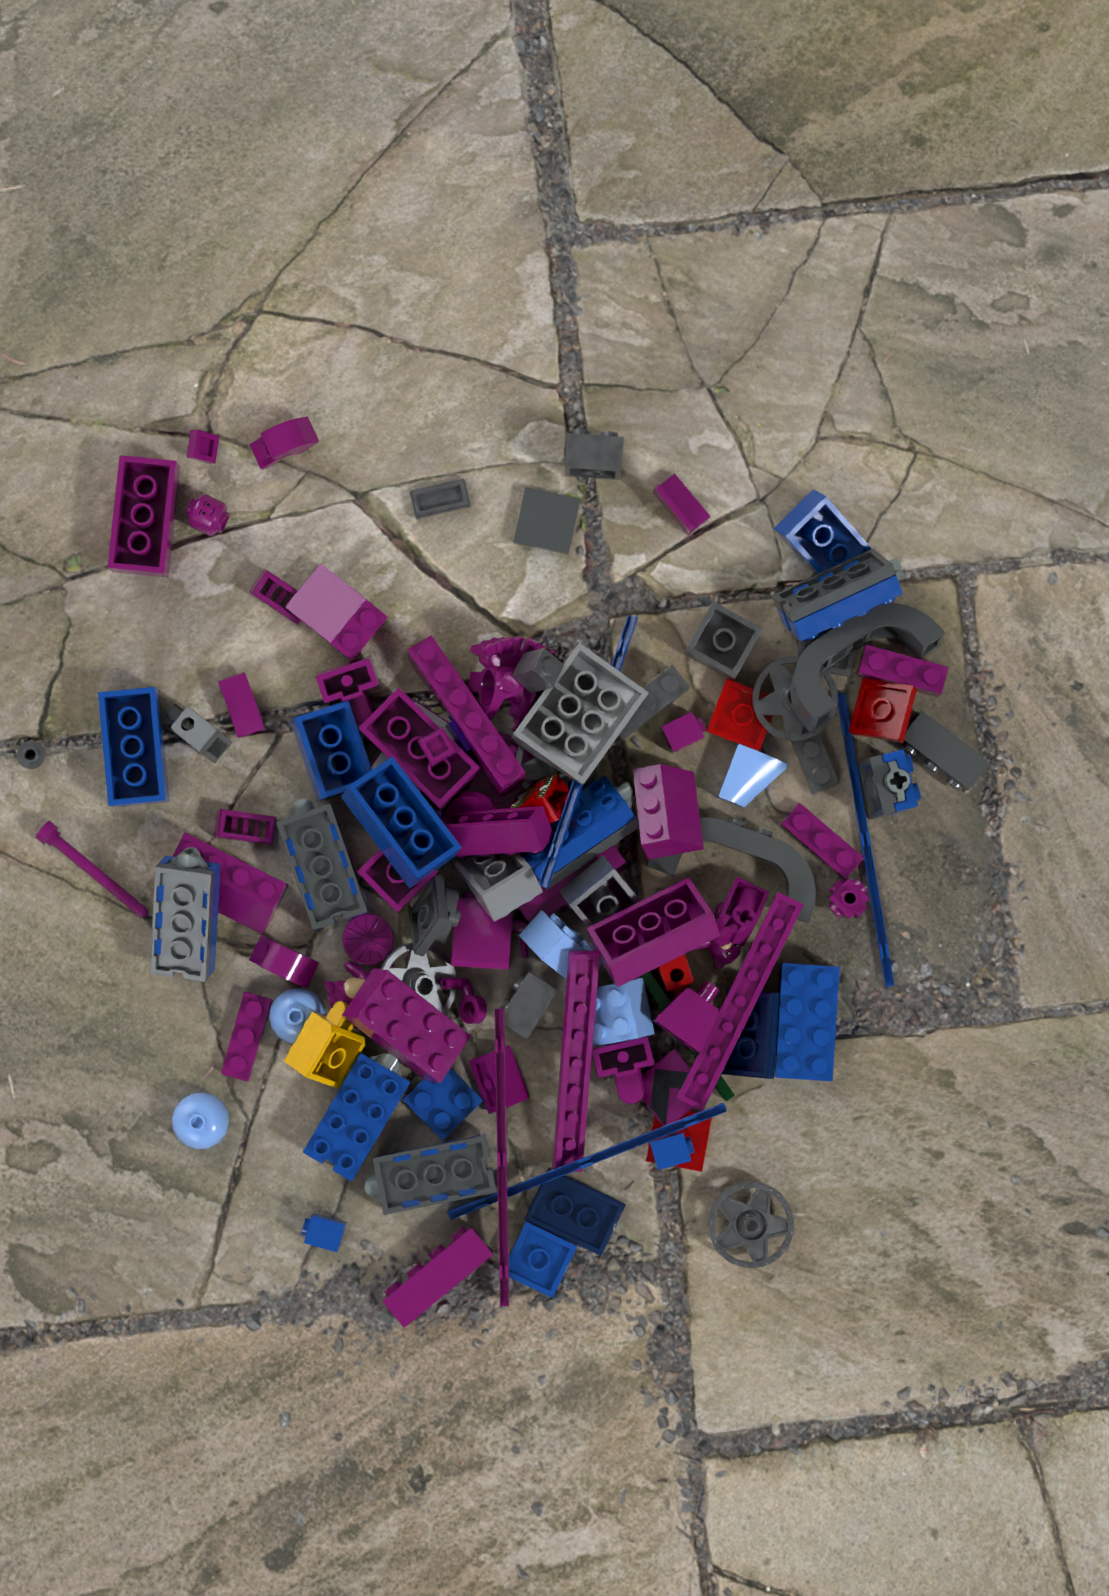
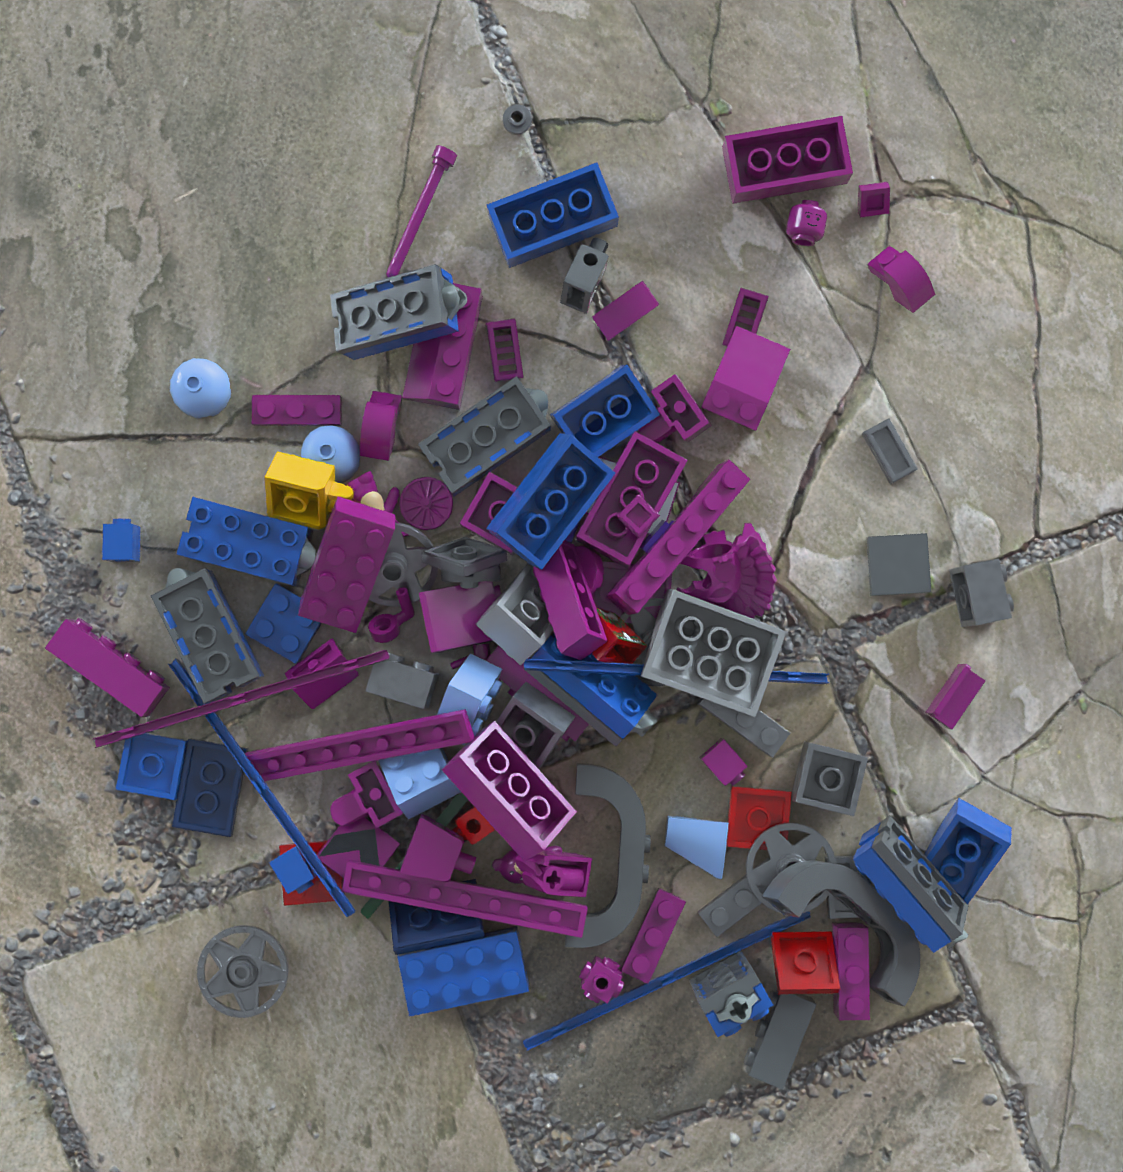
camera: 80 degrees right, 0 degrees up
(538, 670) = (745, 597): flat silver brick -> none
(667, 810) = (639, 770): magenta slope -> none

